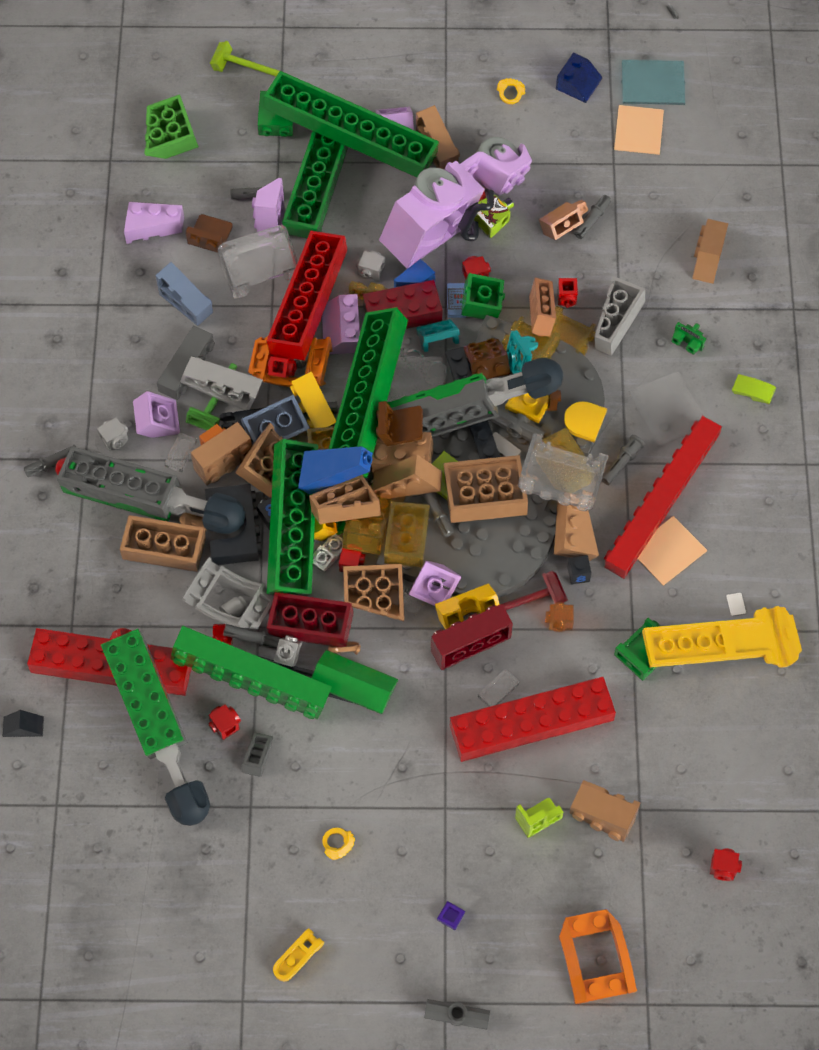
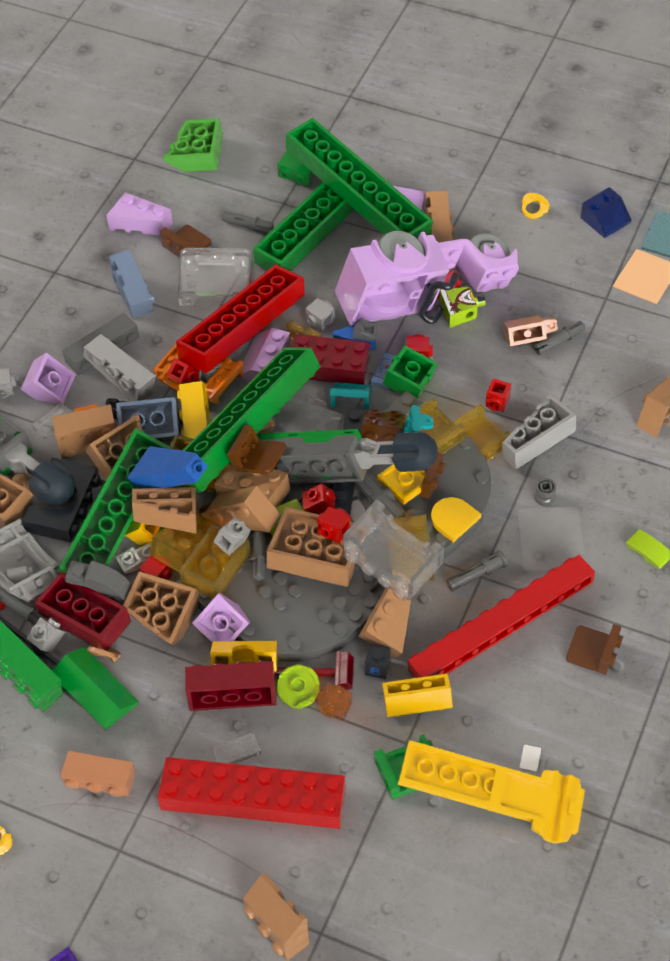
camera: 25 degrees right, 10 degrees down
(205, 419) = (89, 397): bright green piece -> none
(222, 55) = (282, 101): lime piece -> none
(269, 206) = (247, 227): lavender slope -> none
(314, 585) = (99, 578): none -> dark grey arch
(396, 753) = (98, 774): none -> nougat brick
(418, 507) = (232, 536): none -> light grey brick
(423, 269) = (364, 330): none -> dark grey slope
(467, 446) = (318, 499): none -> red brick
(496, 464) = (333, 524): none -> red brick
(525, 615) = (298, 686): none -> lime tile
(538, 816) = (207, 898): lime panel -> none
(542, 307) = (461, 398): nougat brick -> none
(626, 586) = (417, 695): none -> yellow brick
(646, 367) = (545, 492): none -> dark grey wheel
(670, 551) = (485, 679): light nougat piece -> none
(689, 335) = (606, 475): green hips -> none
(748, 492) = (594, 648): none -> reddish brown bracket

